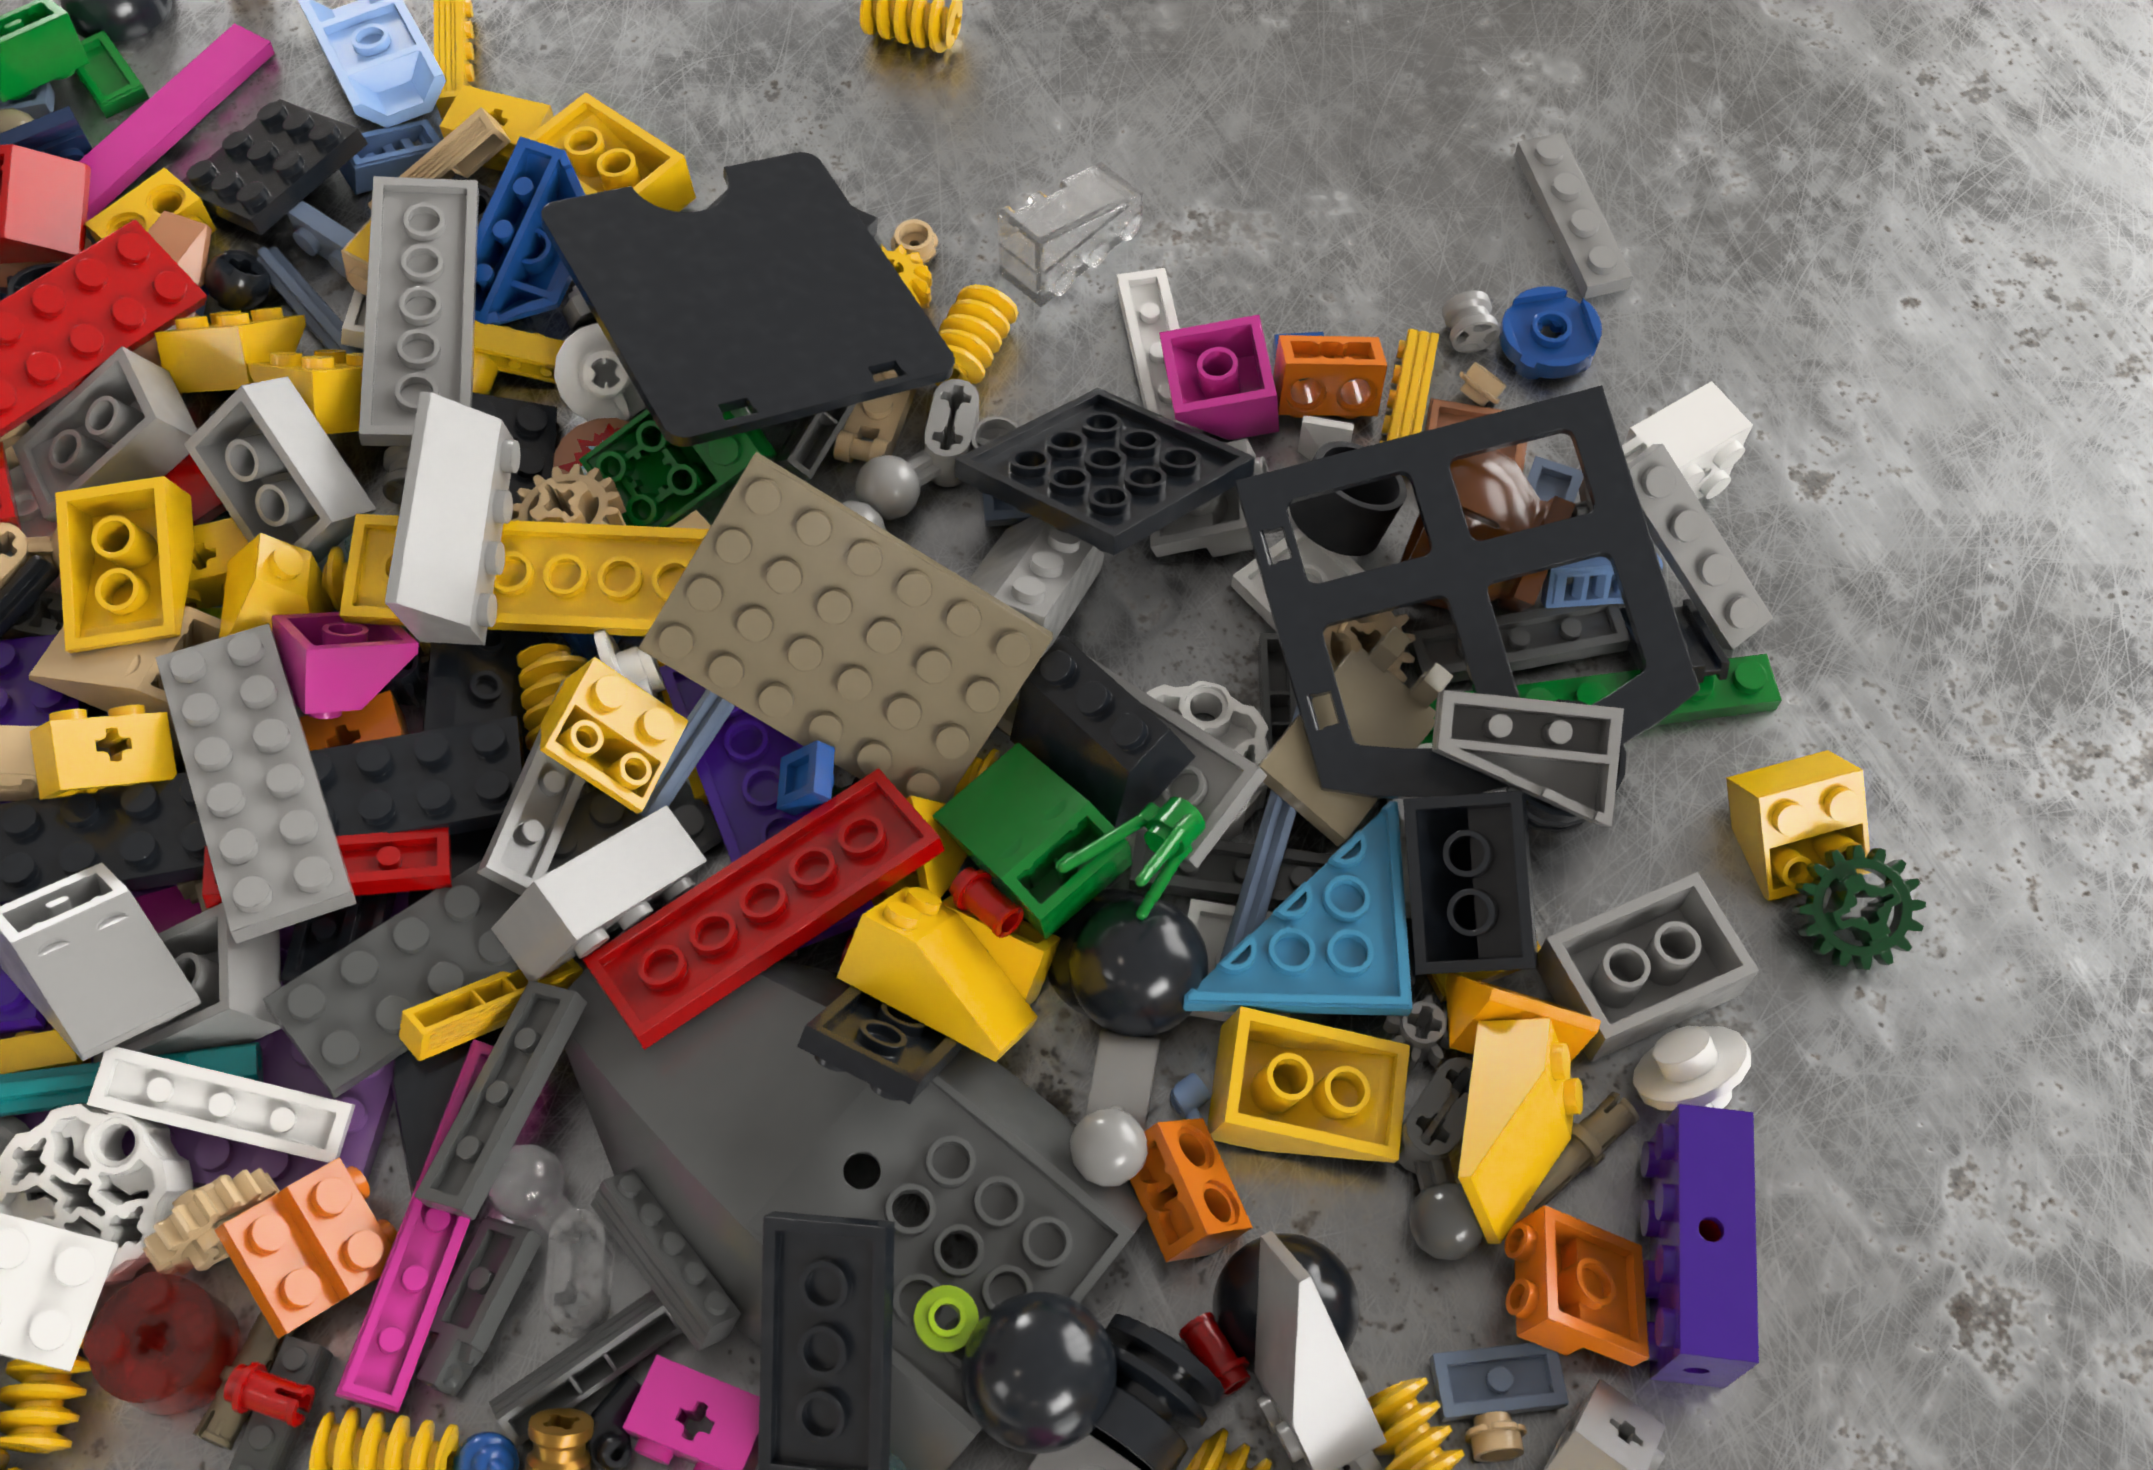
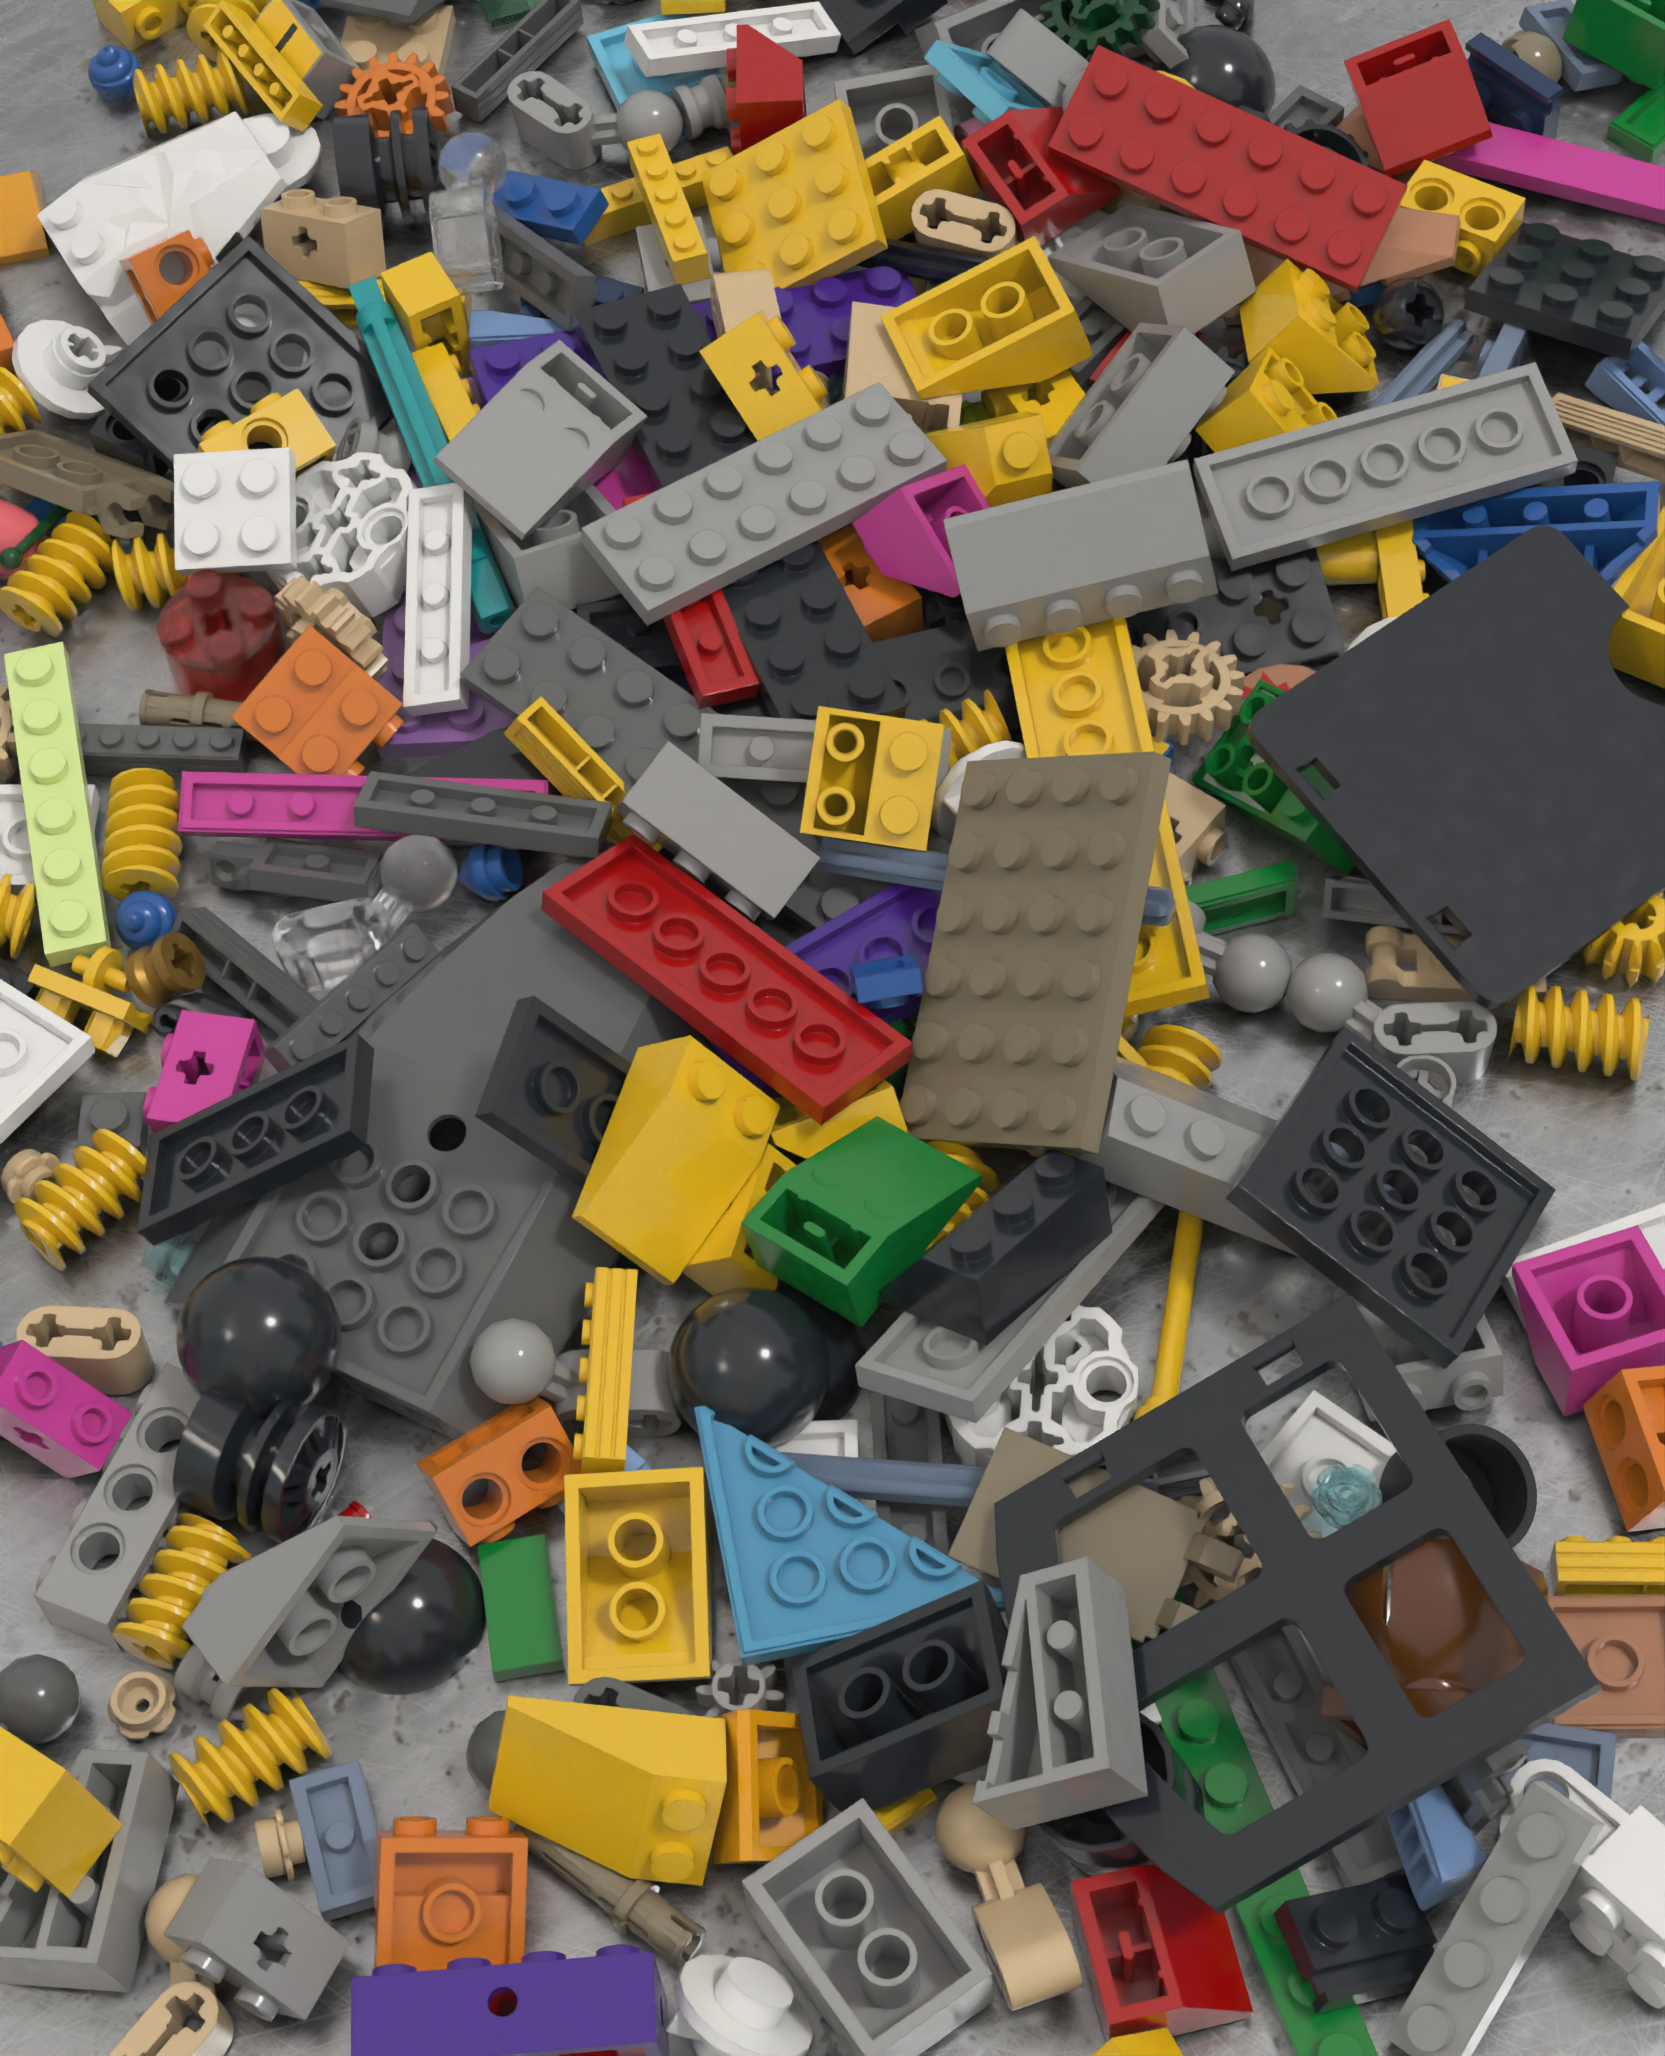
camera: 85 degrees right, 5 degrees down
(268, 1394) = (182, 713): red pin -> none
(546, 1121) = (492, 871): none -> blue plate
(931, 1333) = (312, 1249): lime plate -> none
(976, 893) = (776, 1161): red pin -> none
(1125, 1074) = (606, 1371): none -> yellow piece
(1168, 835) = (868, 1323): green plant -> none
(1238, 680) = (1176, 1312): none -> yellow piece
(1303, 1201) = (520, 1607): none -> green tile
(1320, 431) = (1558, 1474): white slope -> none
(1324, 556) = (1332, 1506): none -> clear light blue plate
(1628, 862) = (1015, 1922): none -> tan beam
(1677, 782) = (1156, 1954): none -> red slope

